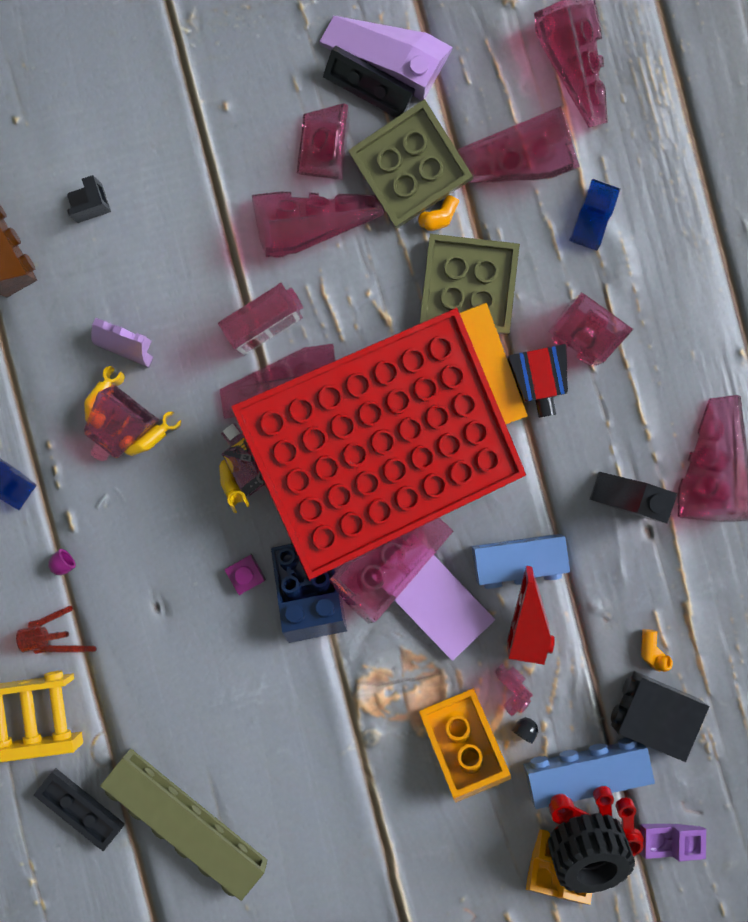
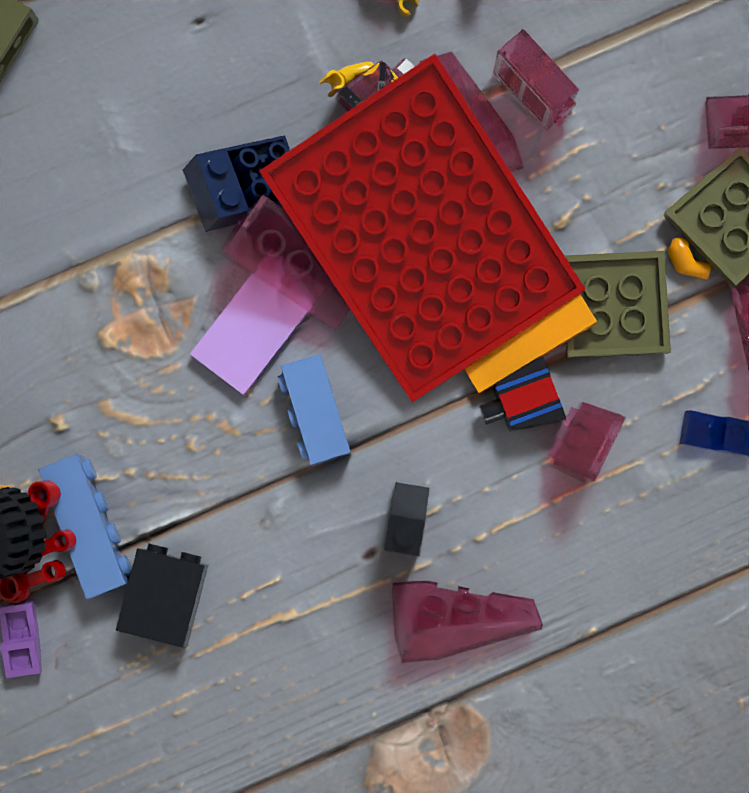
camera: 85 degrees right, 5 degrees down
(245, 574) = (250, 111): magenta plate -> none
(295, 223) = (650, 105): clear pink wedge -> none
(465, 745) = (95, 382): light orange slope -> none
(514, 681) = (176, 426): clear pink bracket -> none
(526, 729) = (124, 449): black hinge -> none
(529, 631) = (245, 432): red slope -> none
(652, 654) = (231, 579): light orange arm -> none

